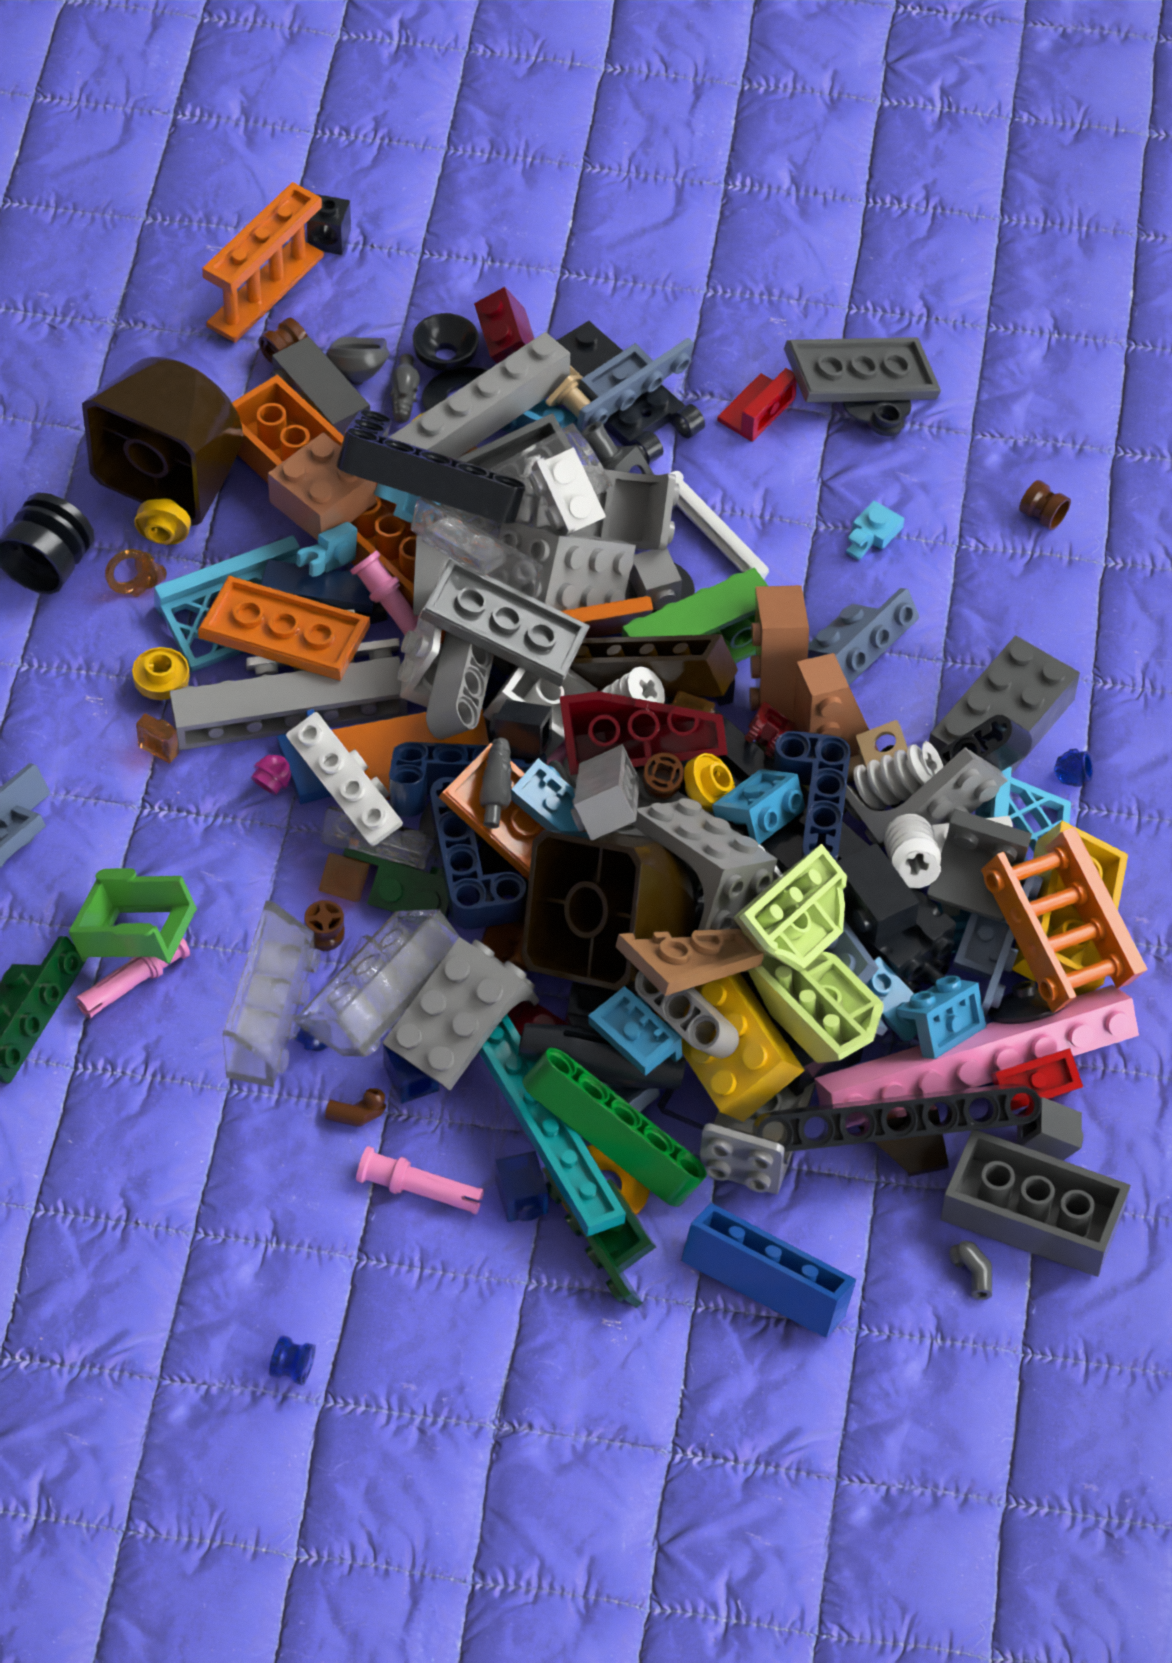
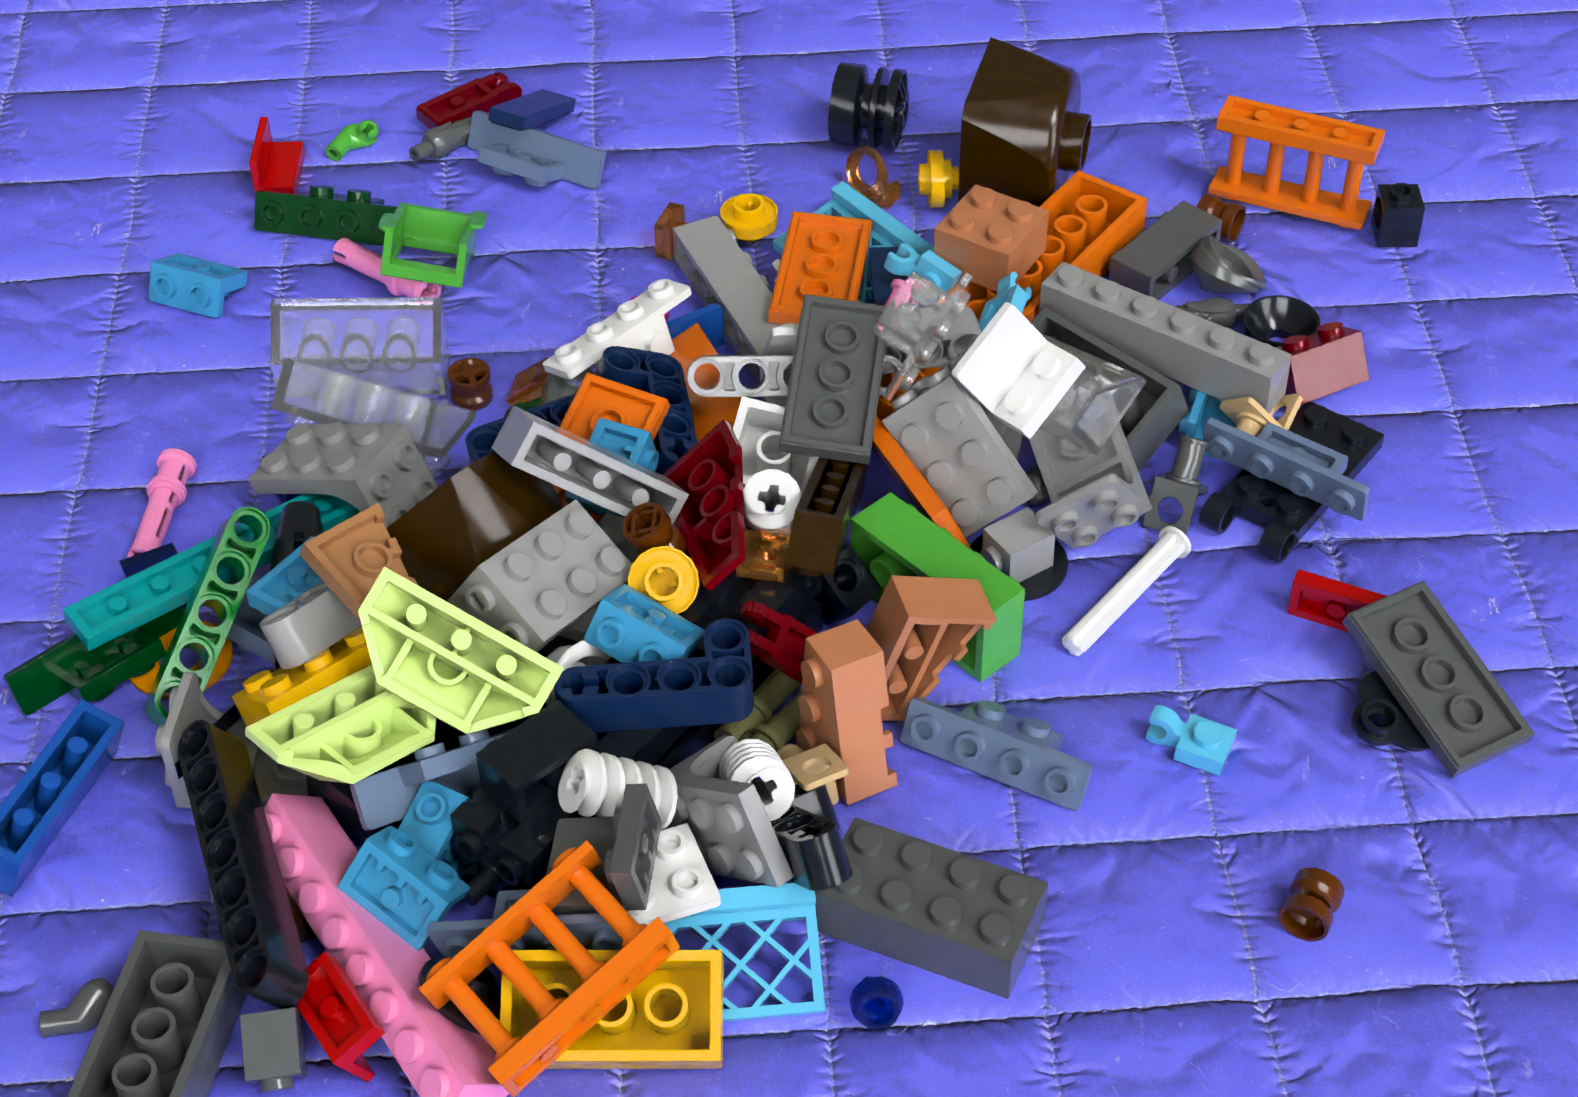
camera: 80 degrees right, 10 degrees down
(94, 1133) = (193, 283): none -> dark azure bracket
(360, 1113) = (245, 450): reddish brown arm -> none
(436, 477) = (999, 227): black beam -> none
(496, 783) = (610, 405): dark grey piece -> none
(524, 726) = (701, 417): black brick -> none

